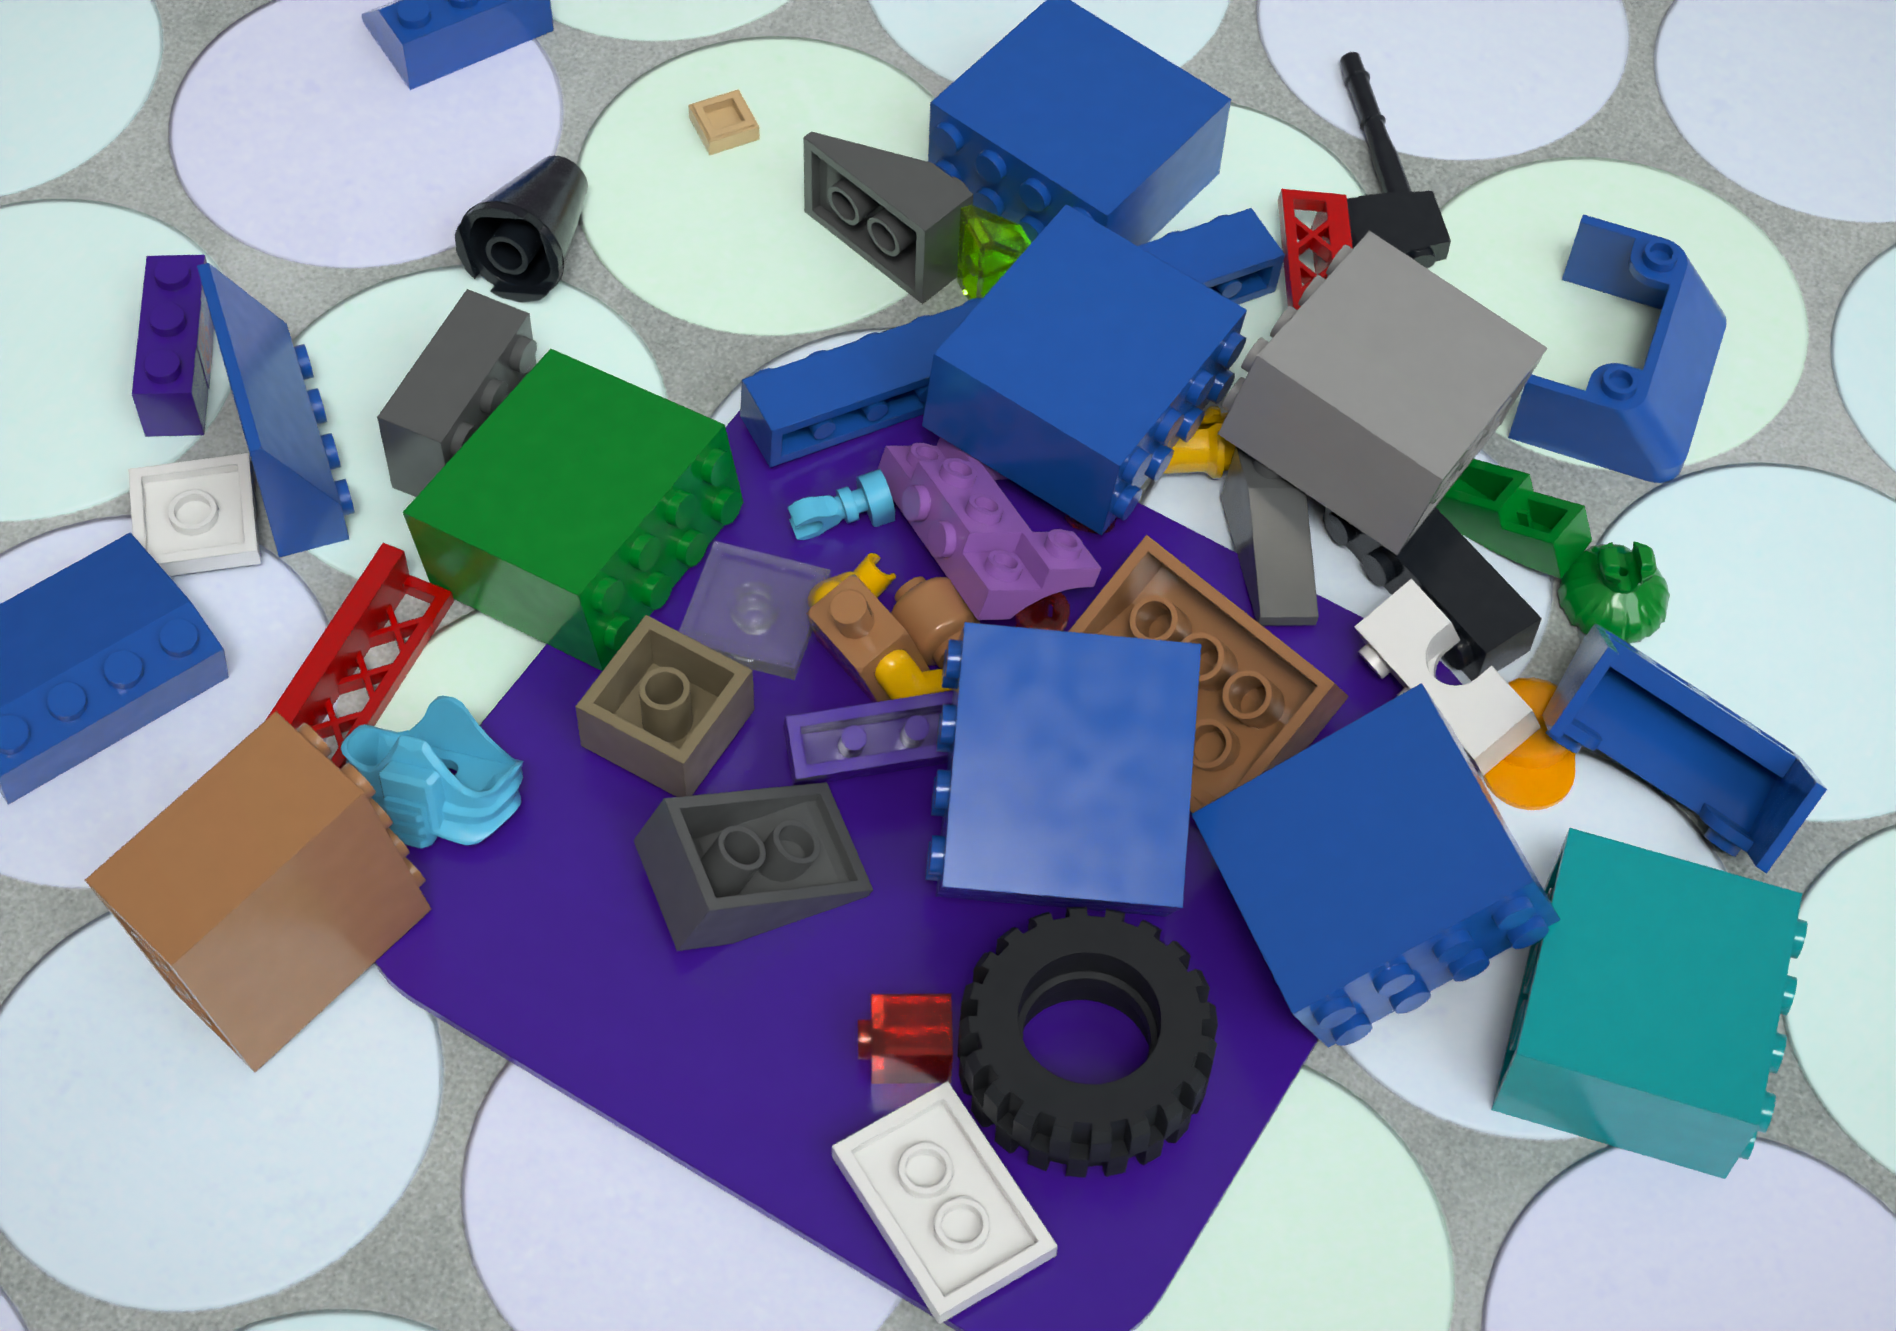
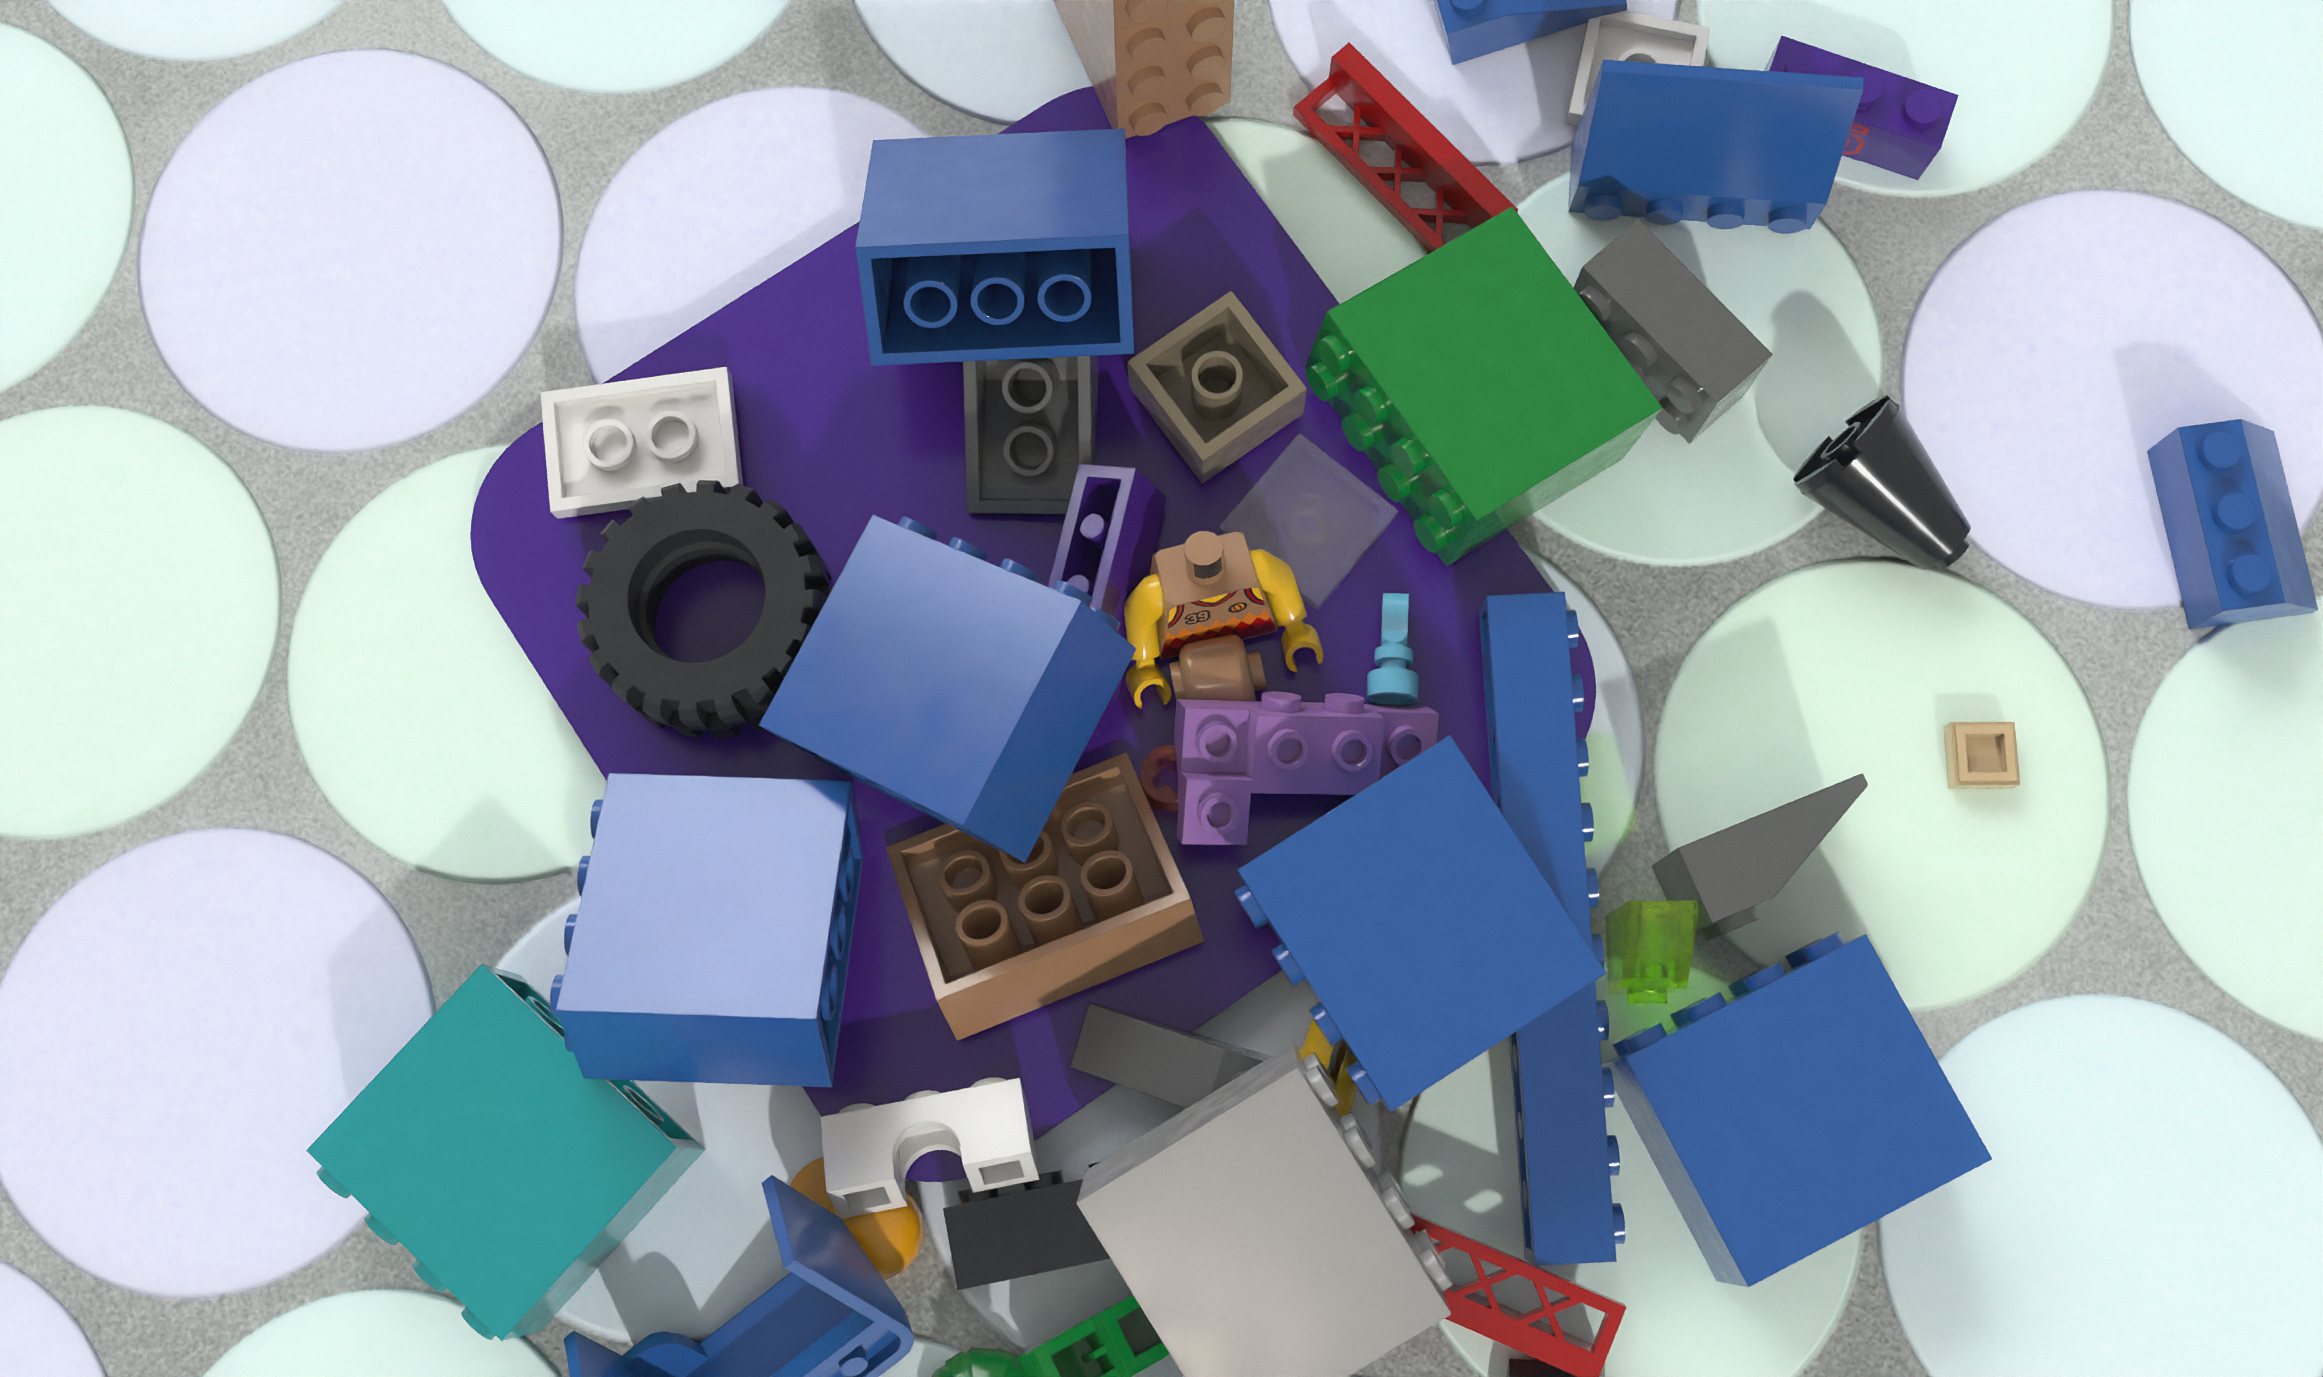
camera: 120 degrees right, 20 degrees up
(418, 788) = (1280, 152): medium azure piece -> none
(621, 892) = (996, 247): none -> blue brick
(908, 1038) = (798, 470): clear red brick -> none

